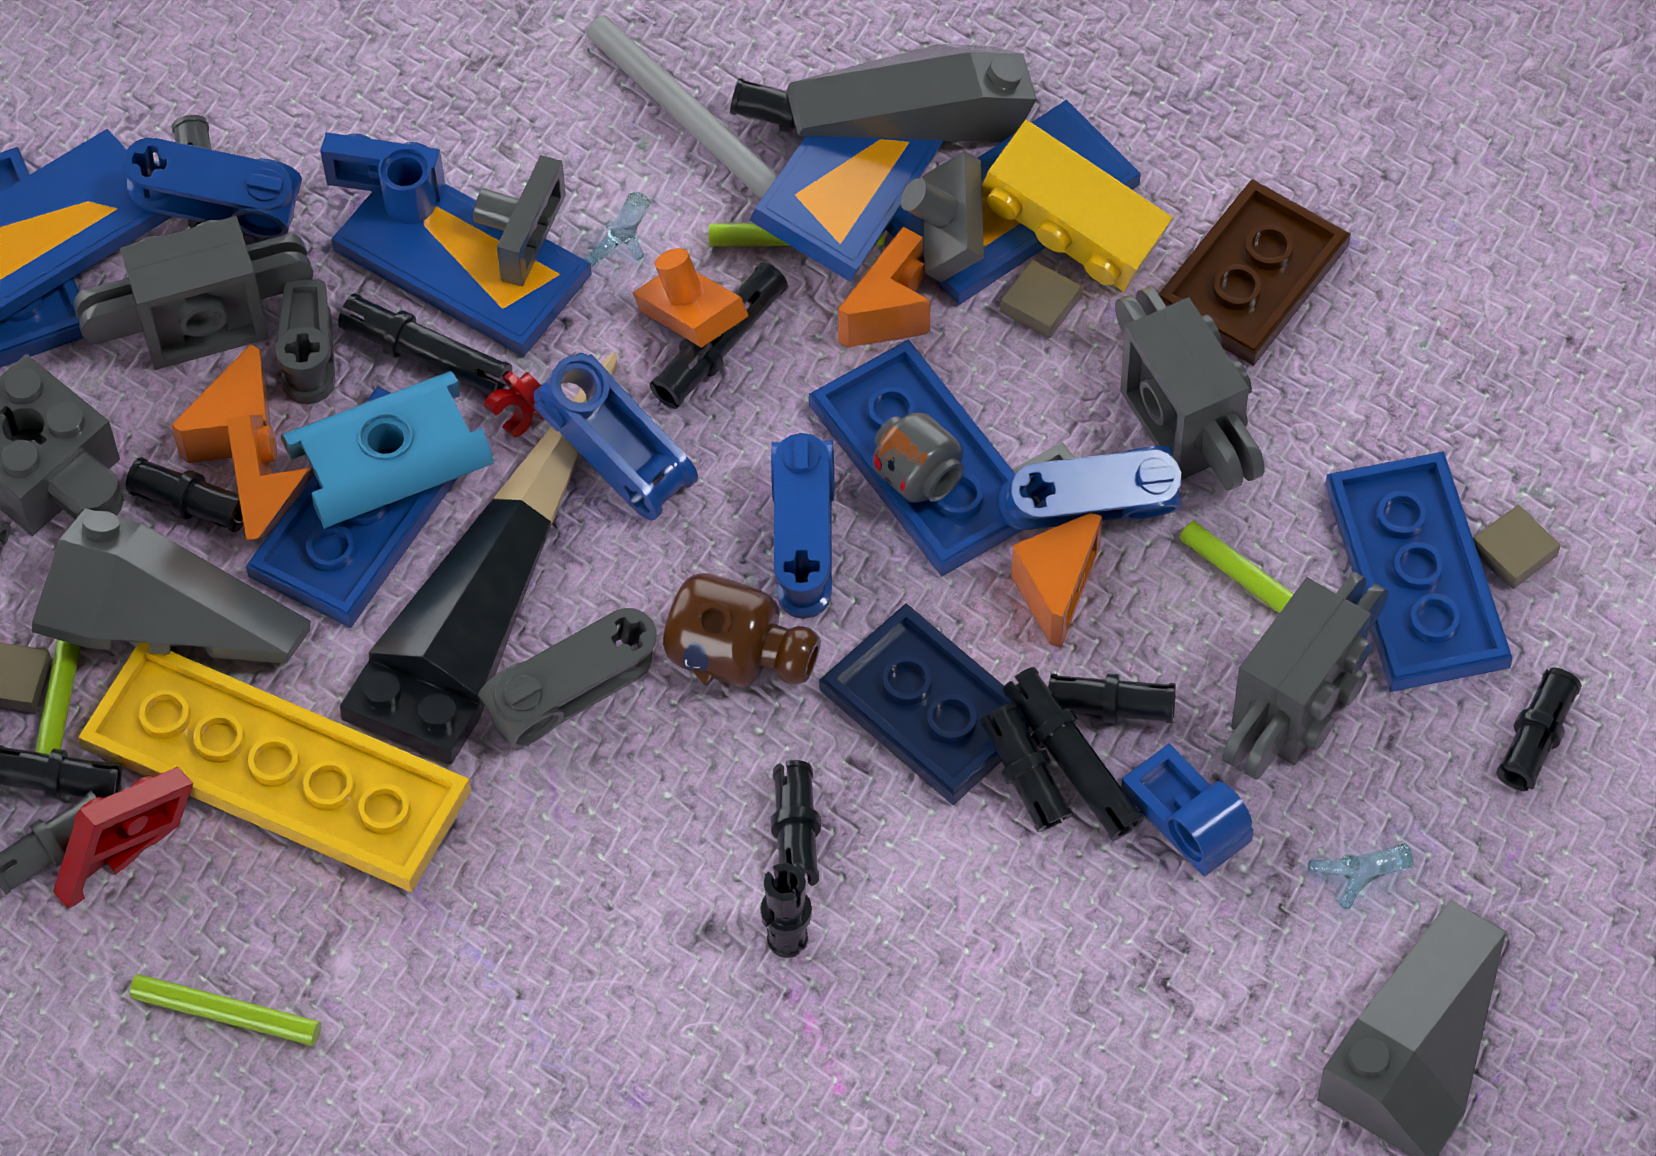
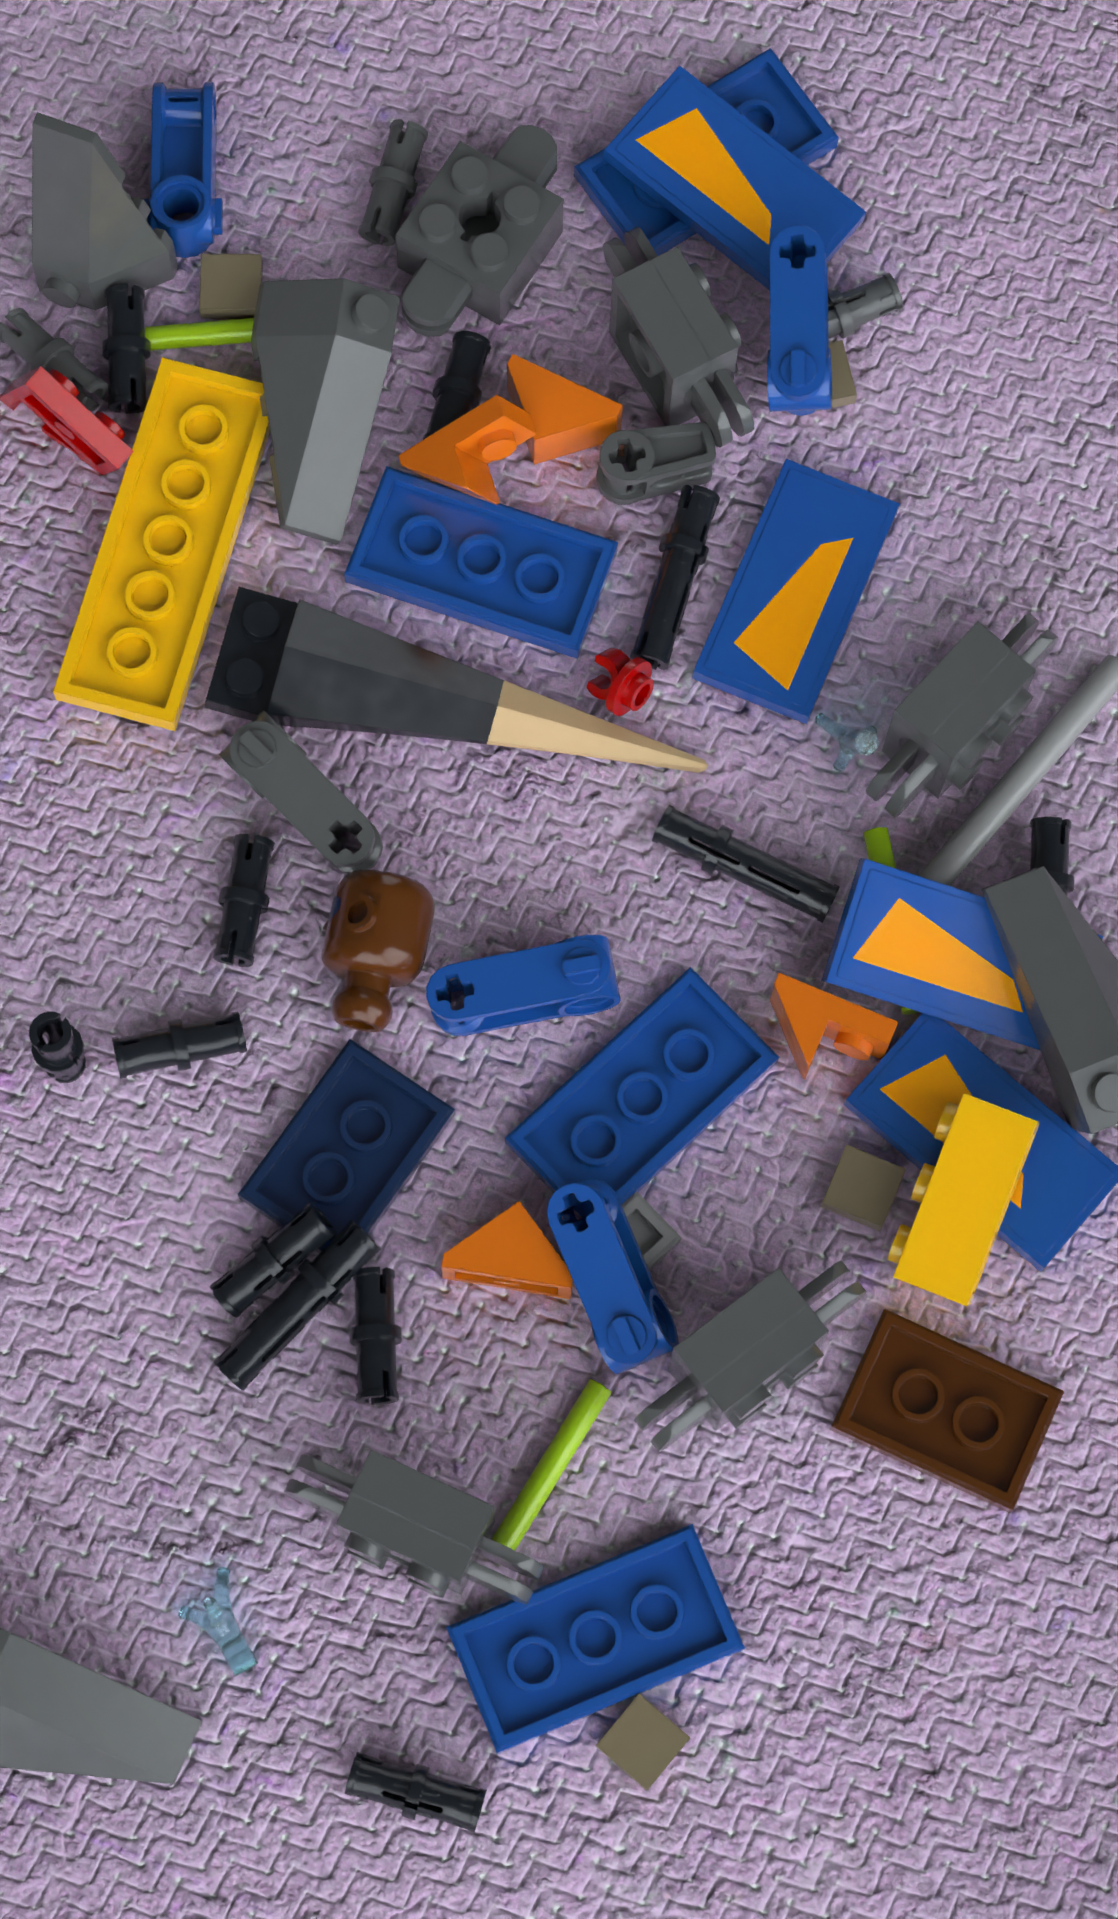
camera: 75 degrees right, 15 degrees up
(386, 168) = (864, 490): blue plate -> none
(414, 421) = (517, 520): dark azure piece -> none
(523, 219) = (832, 636): dark grey tile -> none
(615, 435) = (586, 779): blue piece -> none
(624, 130) = (958, 711): none -> dark grey brick
(660, 751) = (243, 900): none -> black pin
(688, 300) = (767, 824): orange tile -> none
(918, 457) = (610, 1086): dark grey head -> none
(952, 215) = (924, 1066): dark grey tile -> none
(1196, 817) = (255, 1431): blue plate -> none

